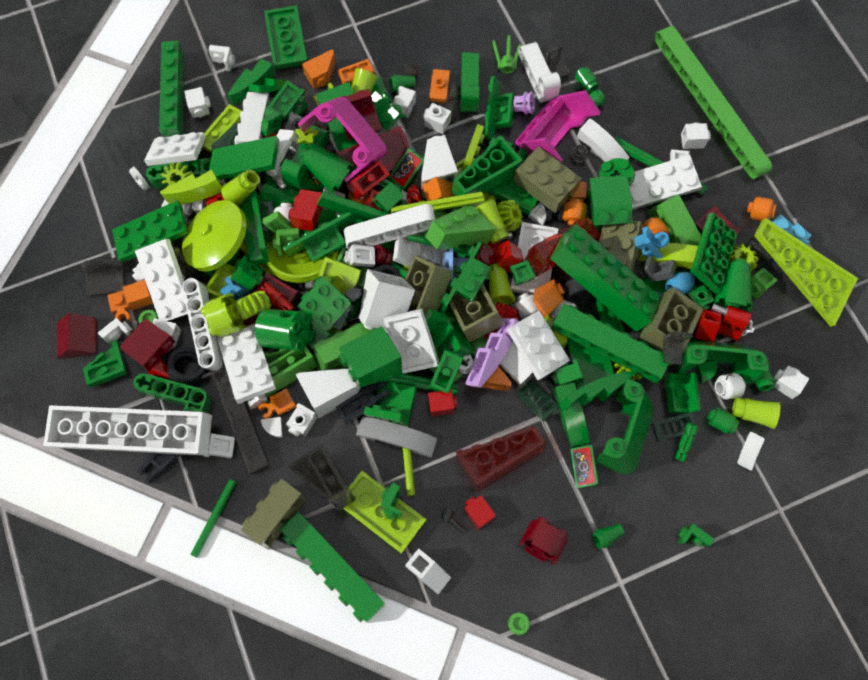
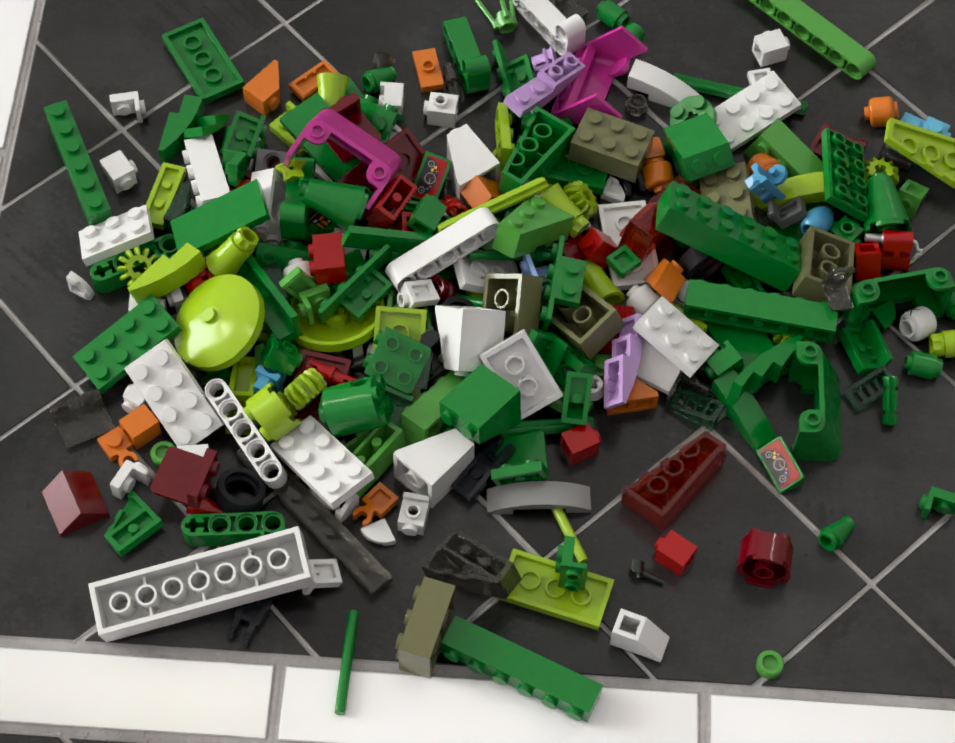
camera: 20 degrees left, 10 degrees down
(515, 121) = (546, 86): none -> lavender slope

